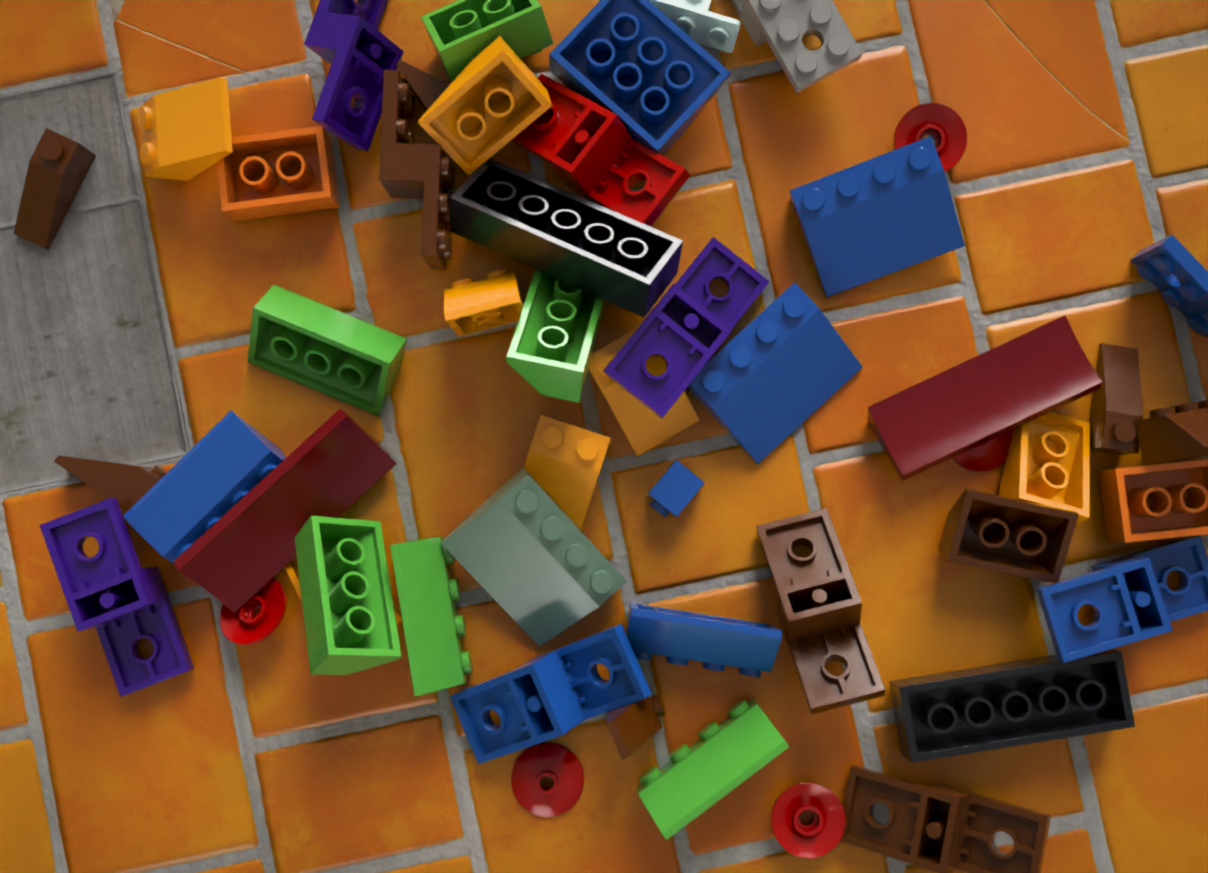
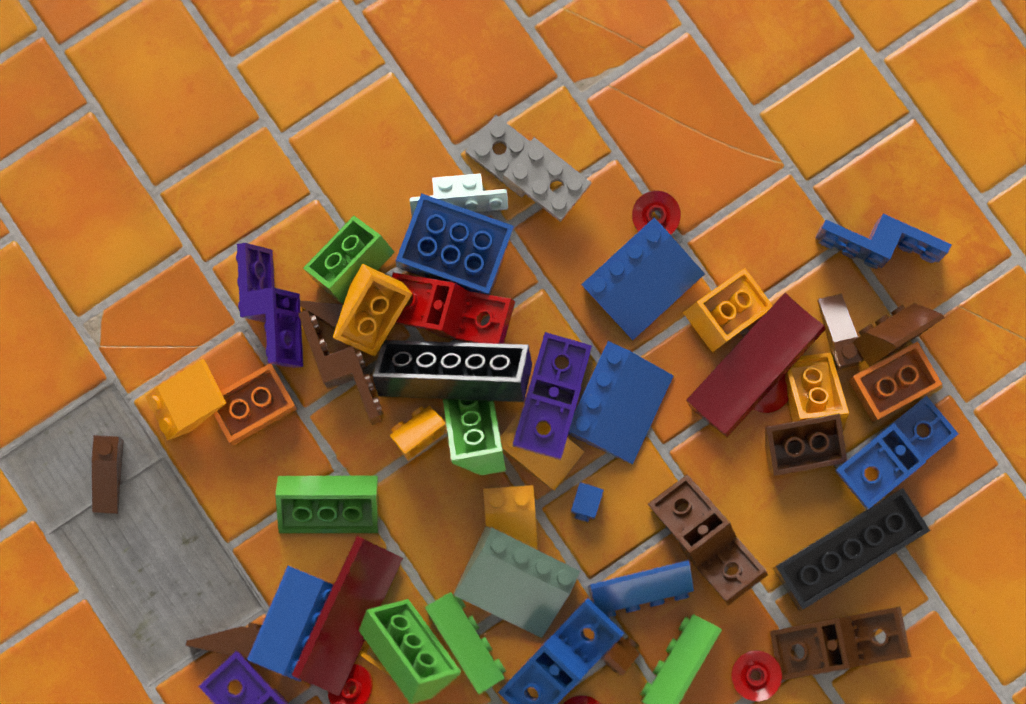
camera: 25 degrees left, 5 degrees down
(974, 308) = (728, 309): none -> light orange slope

